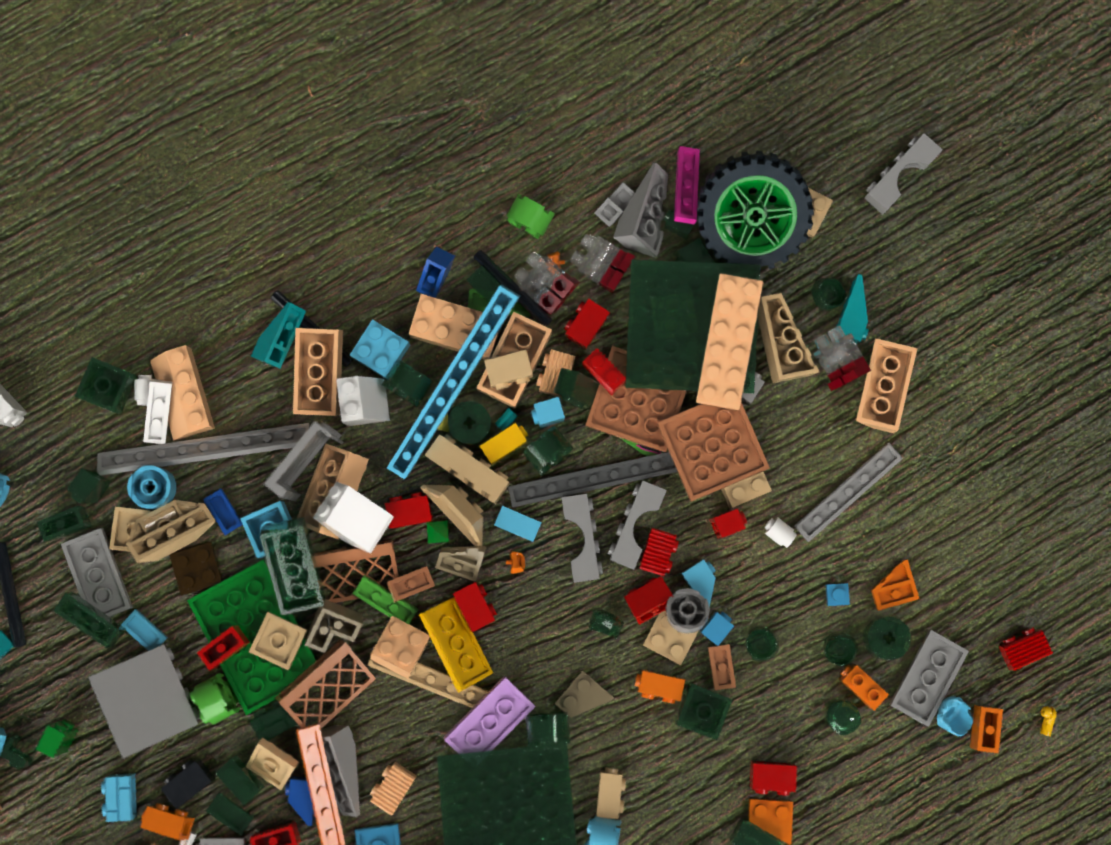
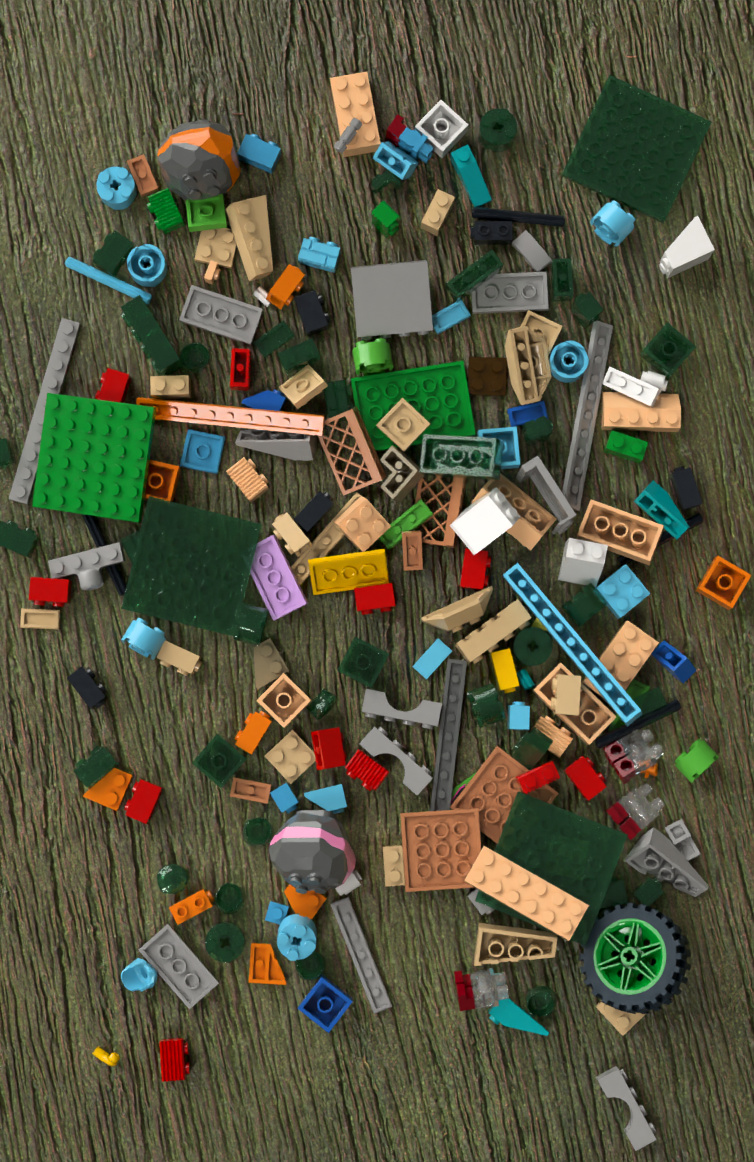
camera: 115 degrees right, 0 degrees up
(31, 683) = (437, 212): none -> tan brick
(36, 616) = (491, 232): none -> black brick
(43, 566) = (531, 251): none -> light grey slope
(223, 647) = (413, 378): red brick -> none
(224, 396) = (625, 446): none -> green brick
(237, 495) = (537, 430): none -> clear green brick
(248, 319) = (685, 488): none -> black brick
(335, 248) = (723, 582): none -> orange brick
(403, 703) = (314, 511): none -> black brick
(436, 719) = (292, 534): none -> tan brick
(437, 532) = (448, 588): green slope -> none
(461, 561) = (416, 600): dark tan wing -> none
(516, 561) = (399, 647): orange piece -> none
(547, 595) = (363, 662): none -> clear green brick
(616, 665) = (284, 700): none -> light nougat brick
(687, 185) = (679, 908): dark pink plate -> none
(687, 611) = (308, 776): light grey cylinder -> none
(728, 523) = (370, 839): red brick -> none
(764, 578) = (313, 852): none -> dark grey rock
(814, 570) = (304, 904): none -> orange wing
(856, 565) = (305, 941): none -> medium azure brick
(877, 541) = (311, 966): none -> clear green hair
(886, 385) = (442, 1020): light nougat slope -> none
(912, 511) = (325, 1003): none -> blue brick
(986, 728) = (119, 999): orange brick -> none

